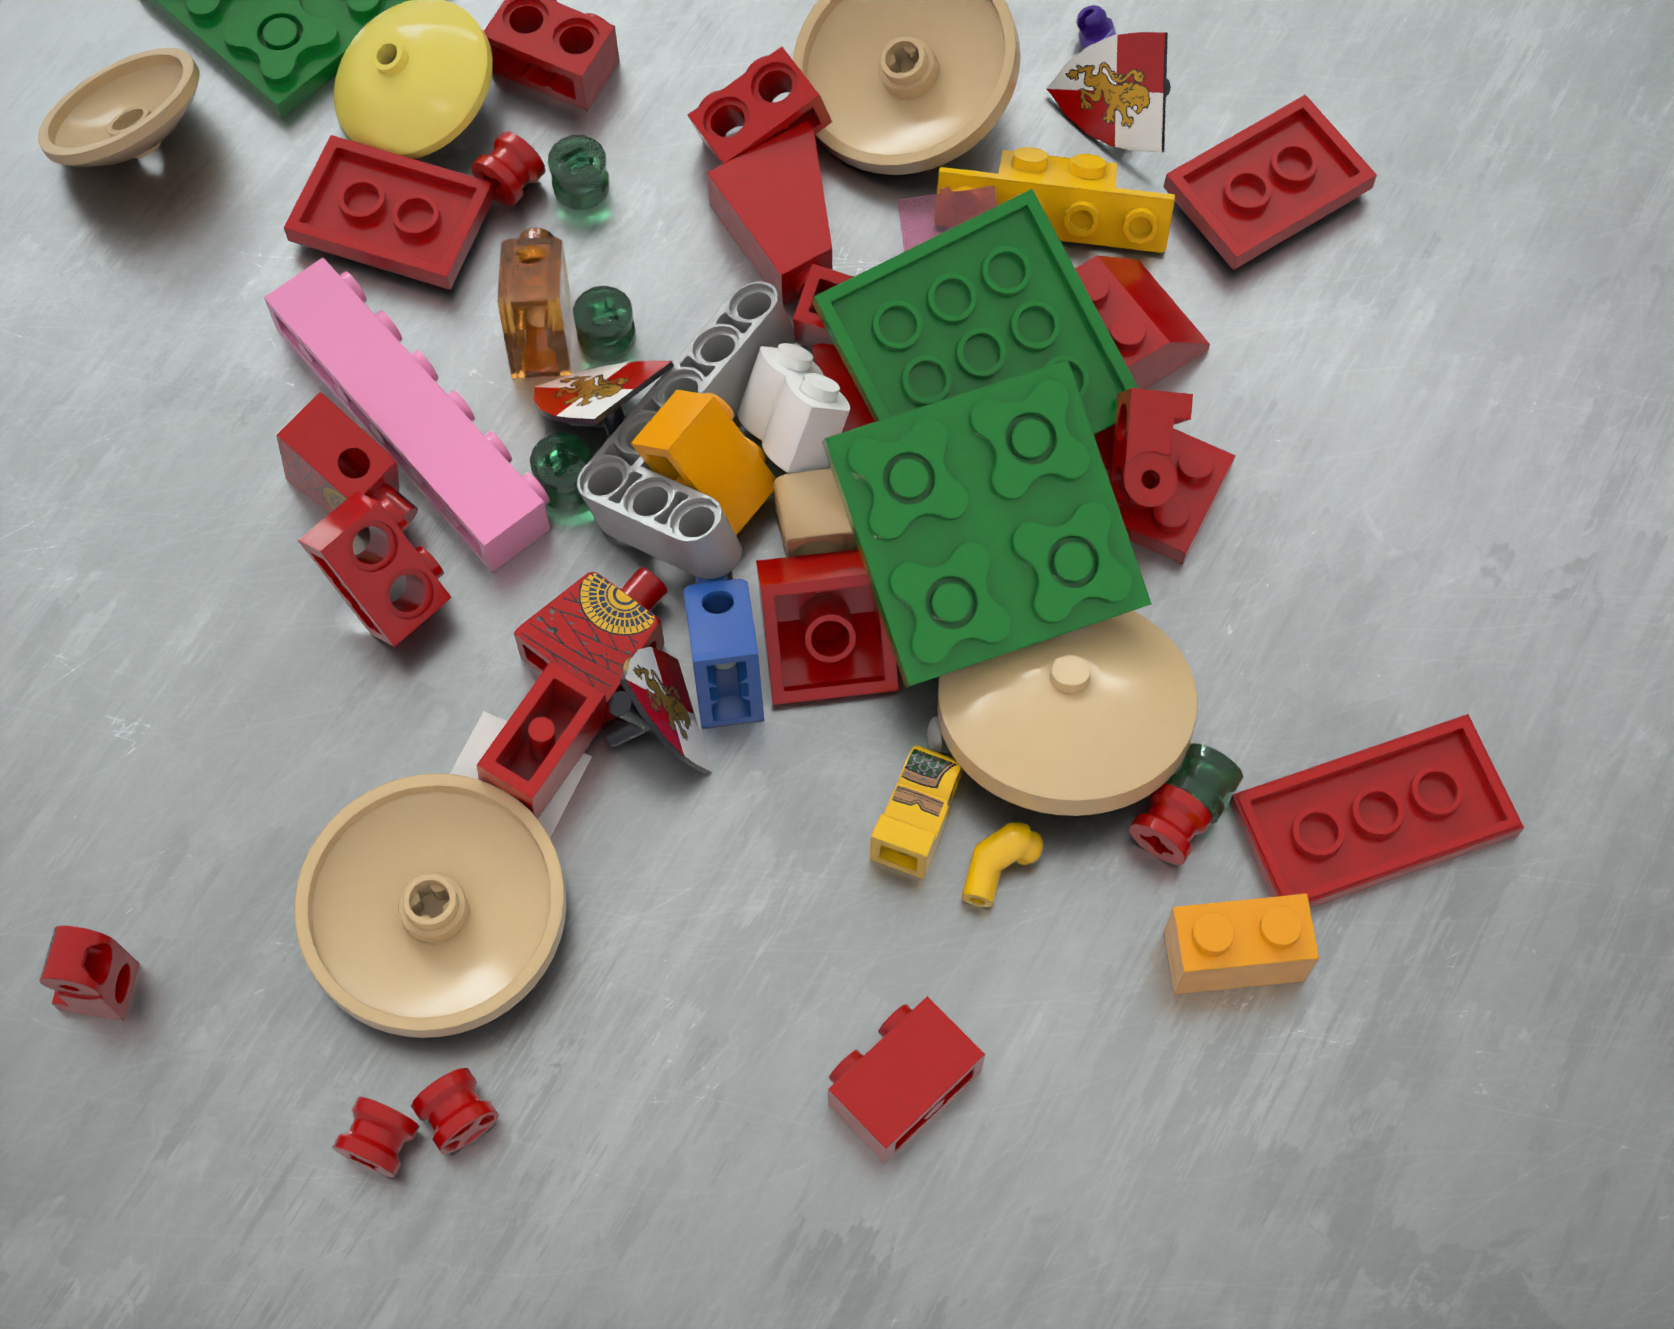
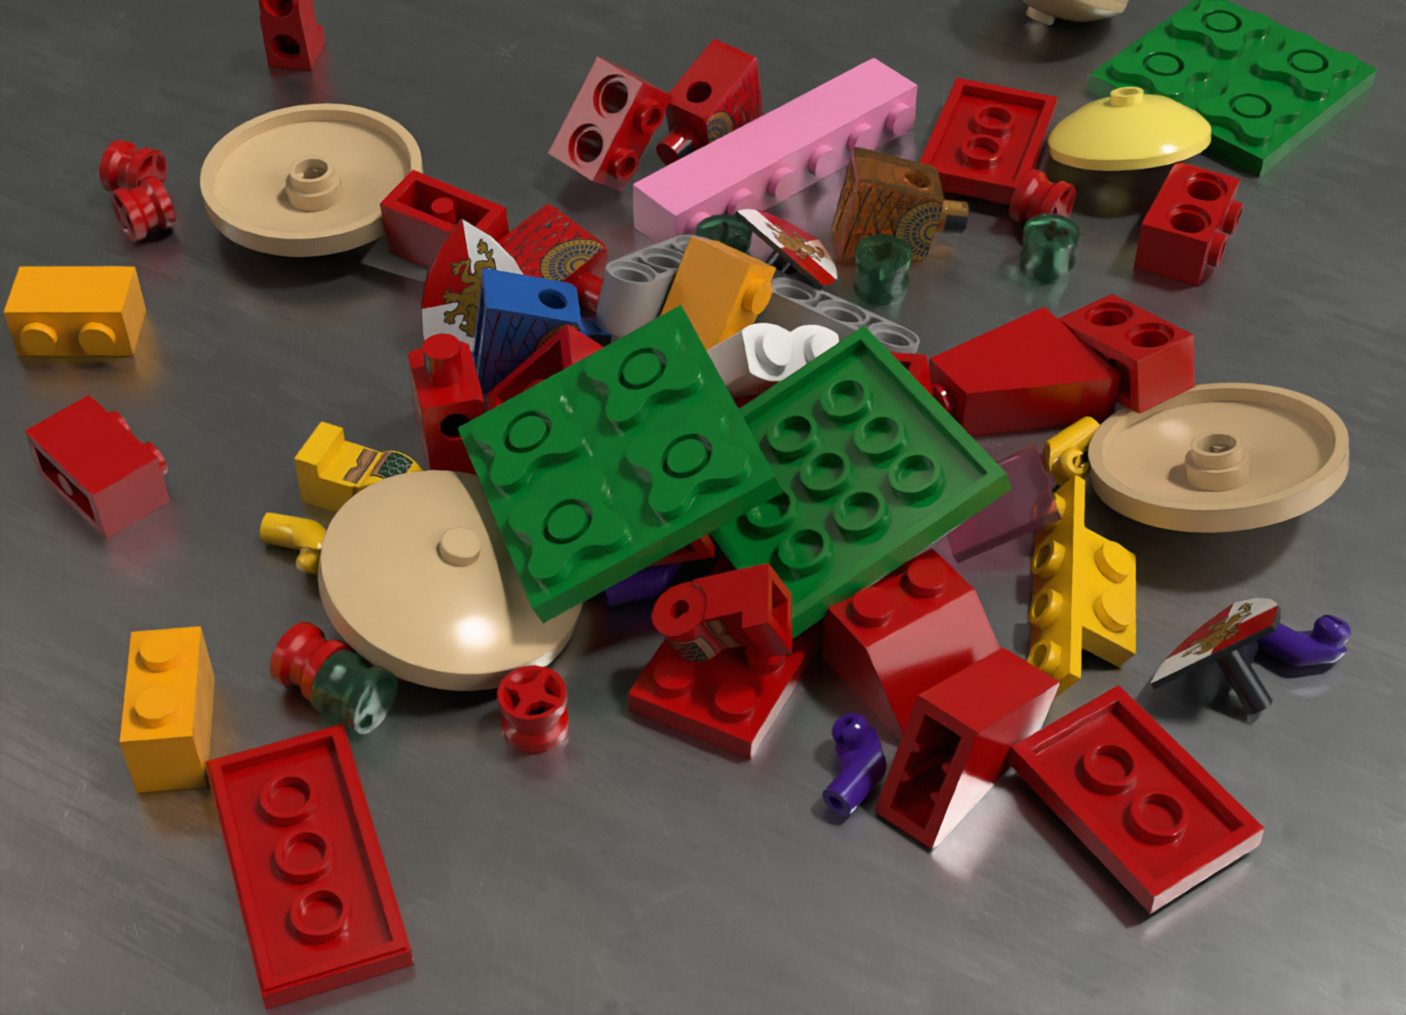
camera: 90 degrees right, 20 degrees down
(649, 1154) = (75, 311): none -> light orange brick
(837, 719) = (444, 385): none -> red torso
(869, 192) = (1065, 450): none -> yellow arm
(1213, 615) = (520, 700): none -> red wheel
(1237, 284) = (962, 742): none -> red slope
(1244, 376) = (860, 761): none -> dark purple arm

